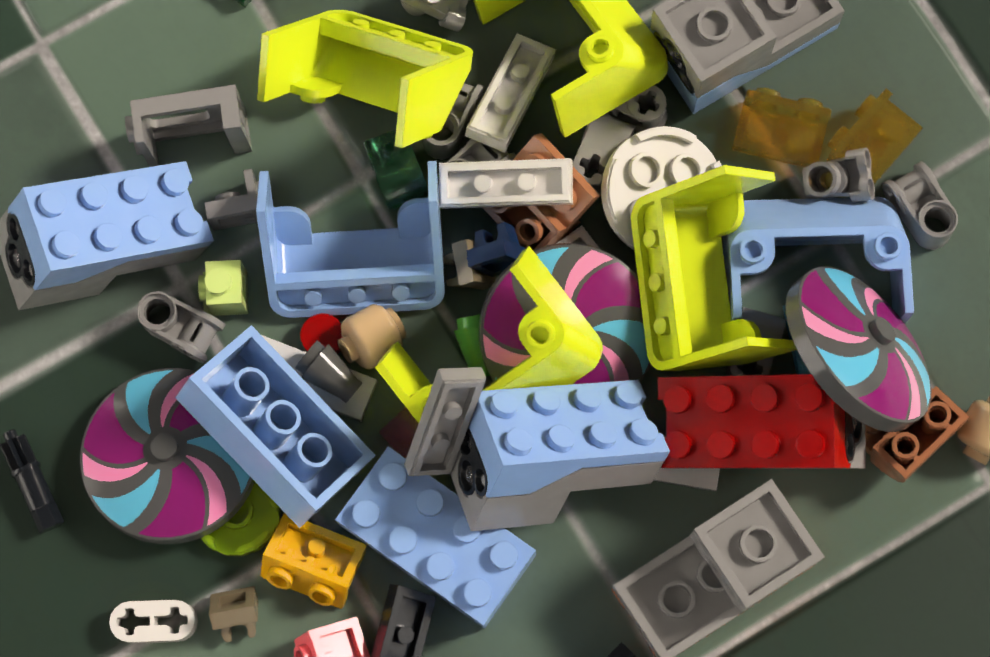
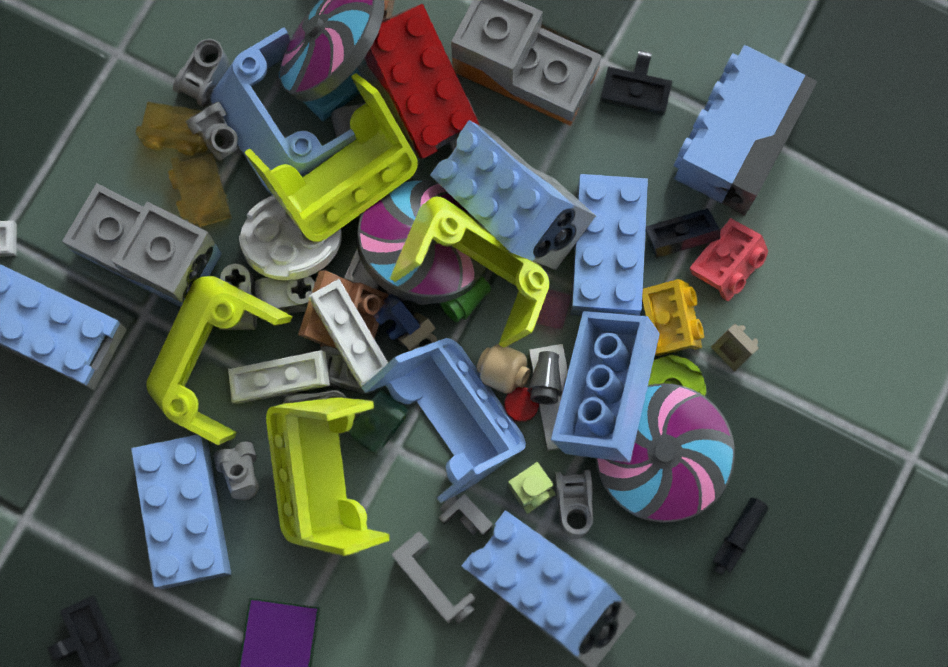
camera: 125 degrees left, 0 degrees up
(154, 633) = (782, 392): white beam -> none
(445, 421) = (539, 263): light grey tile -> none

